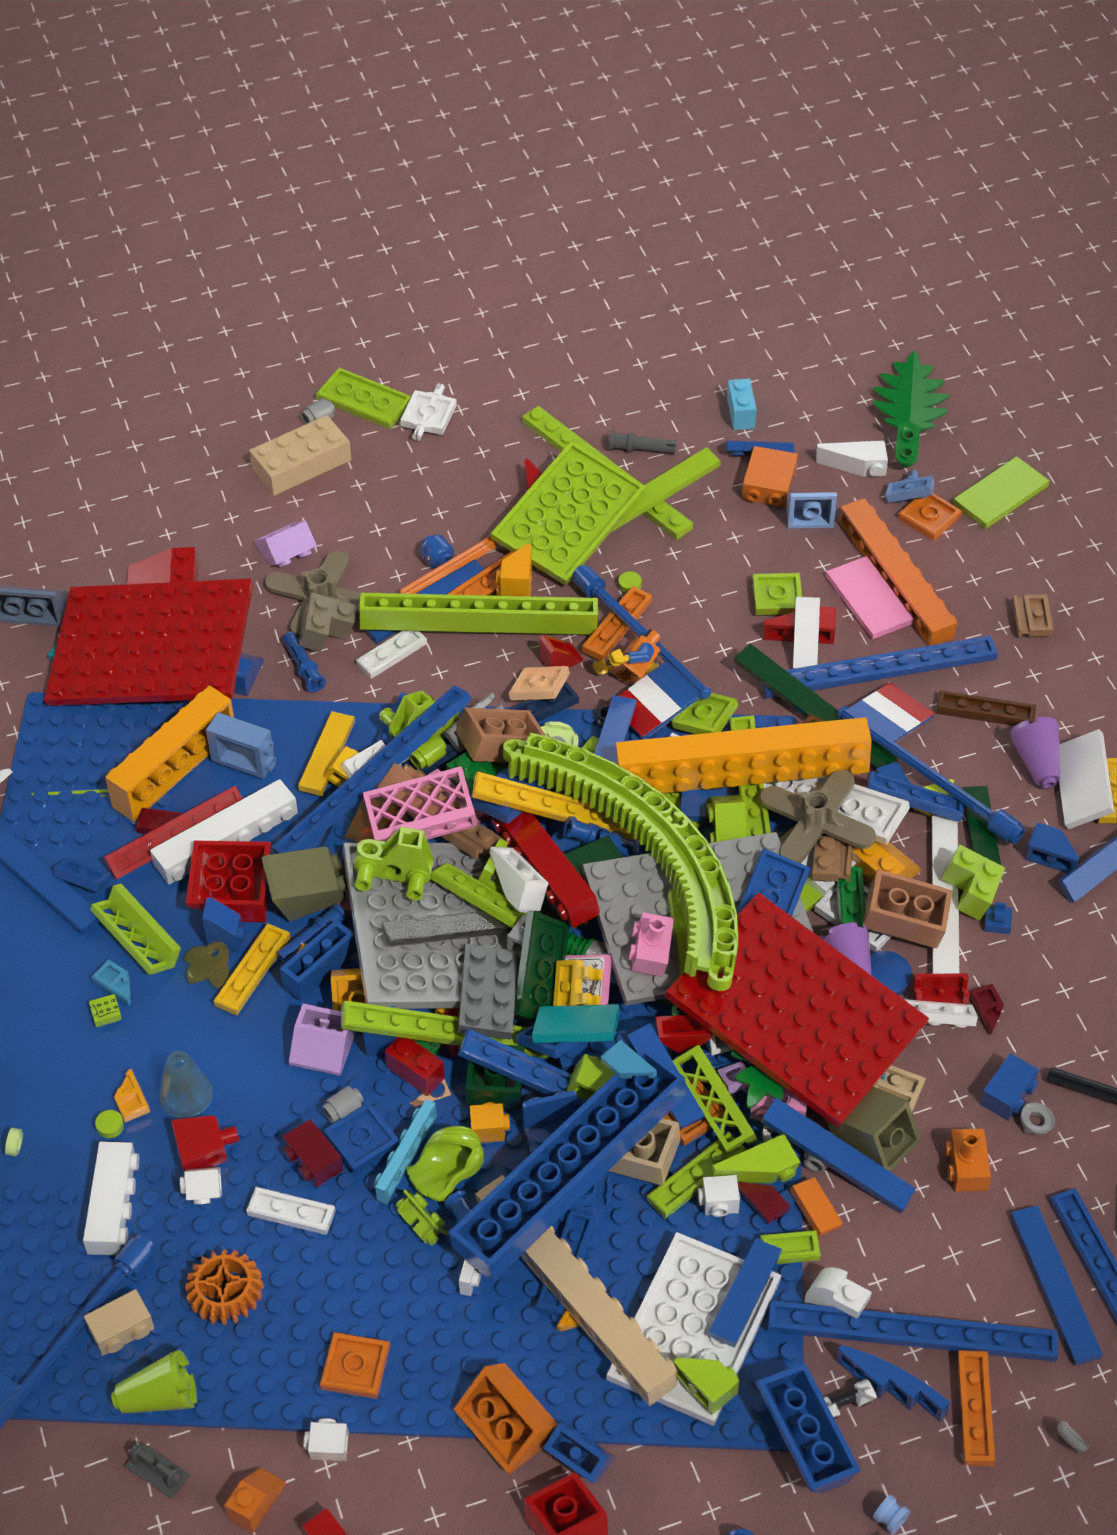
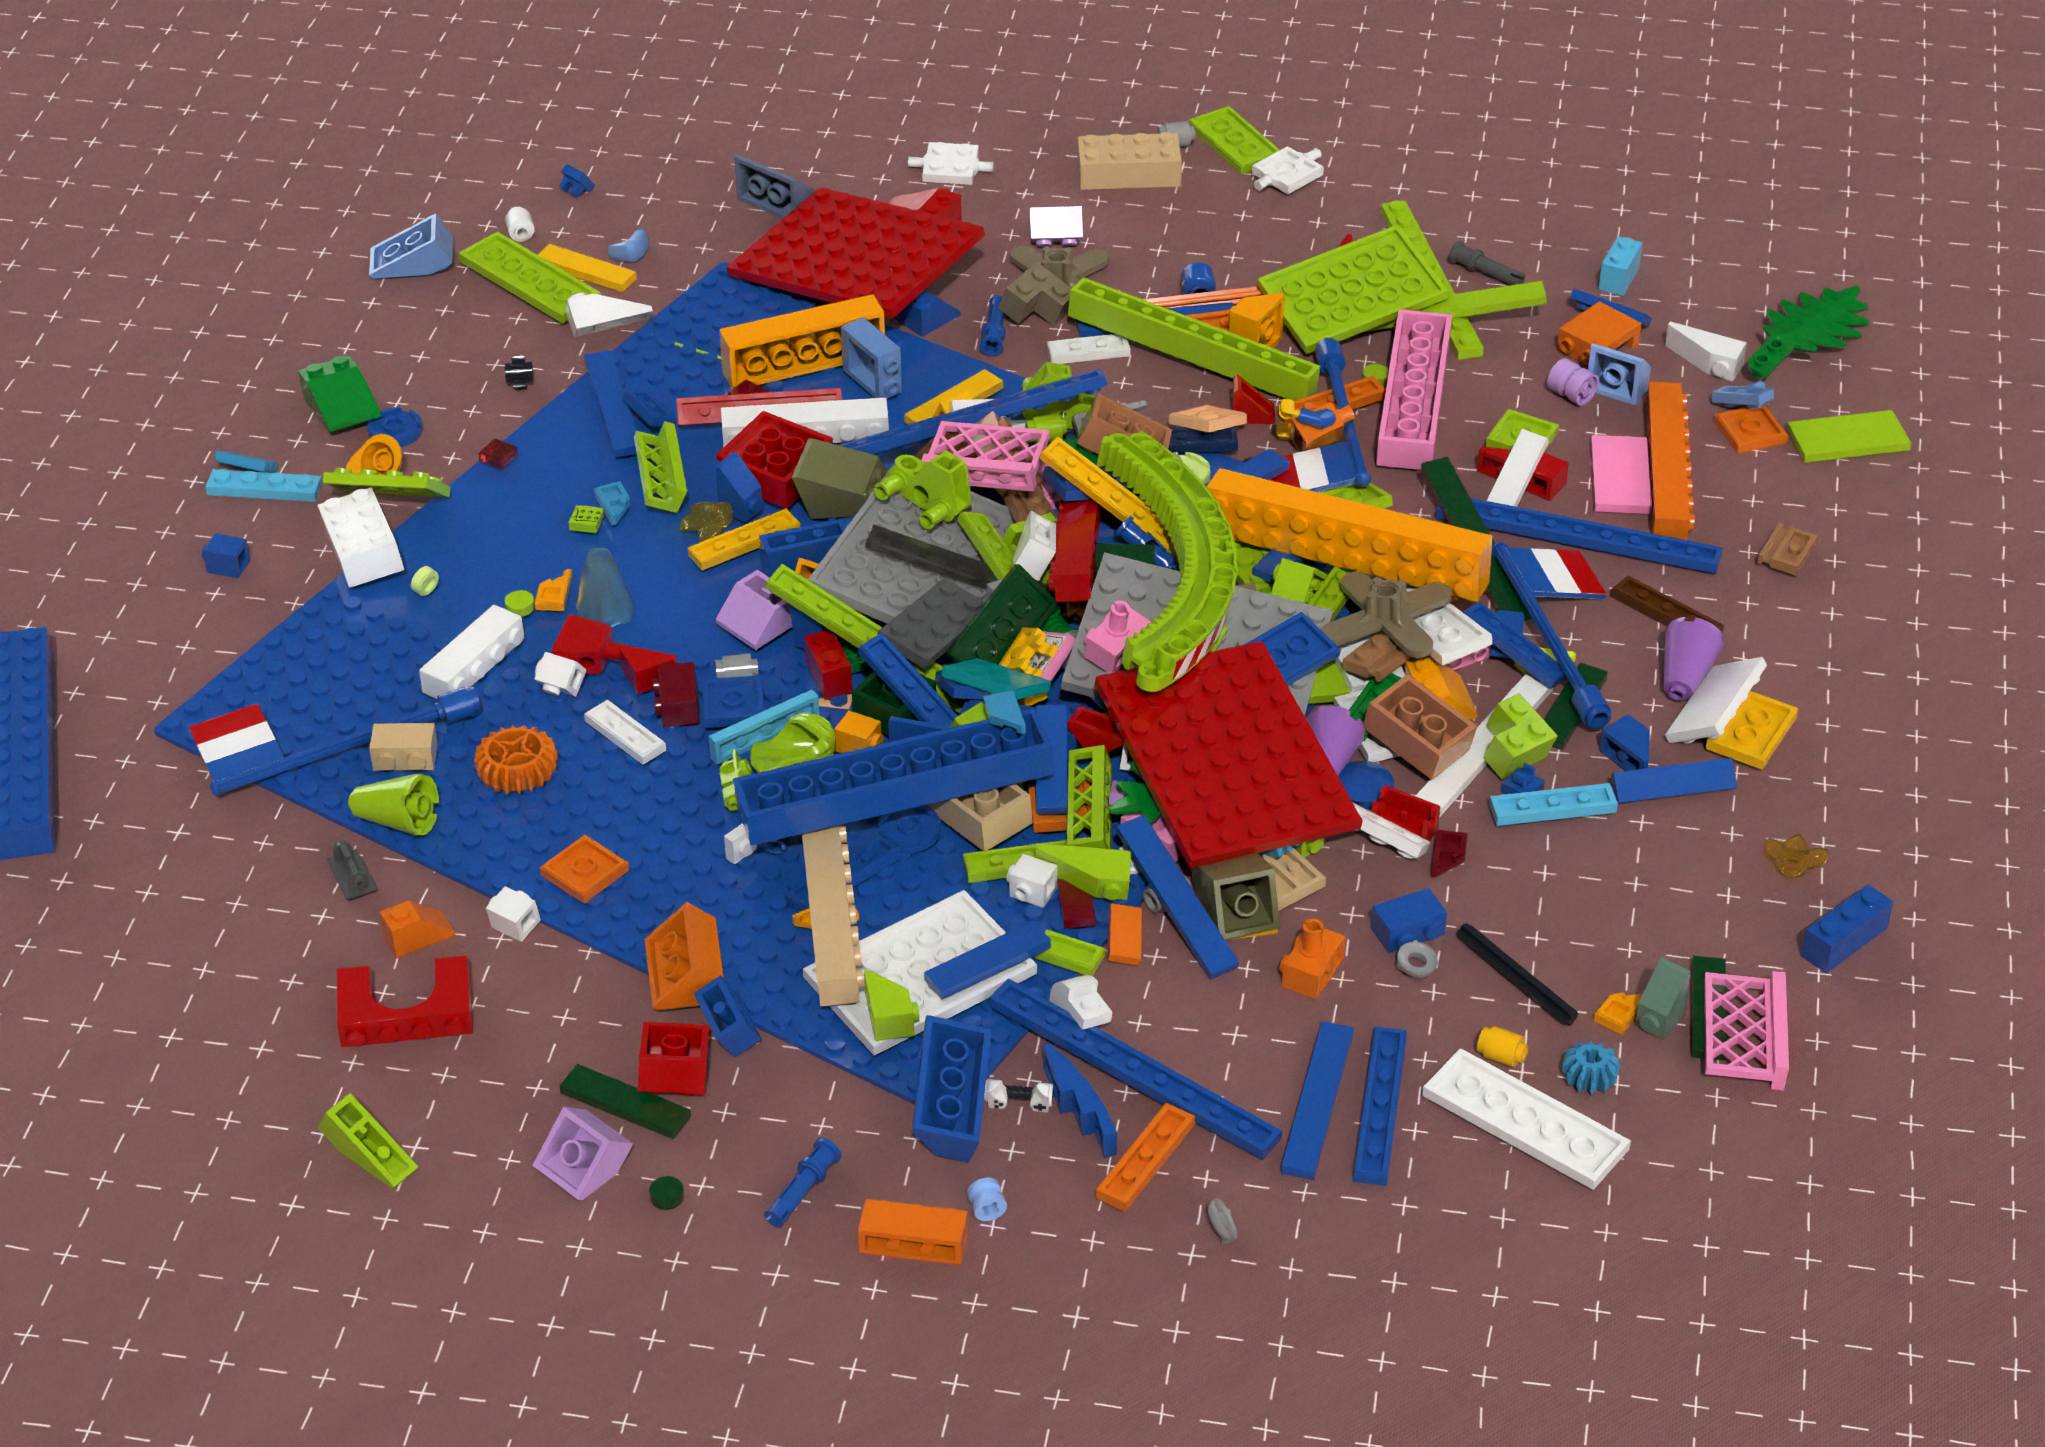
camera: 30 degrees right, 10 degrees down
(152, 513) = (950, 163): none -> white plate
(265, 1140) = (642, 665): none -> red slope
(675, 587) = (1414, 389): none -> bright pink brick
(782, 528) = (1573, 381): none -> lavender wheel
(1033, 927) = (1553, 804): none -> medium azure plate

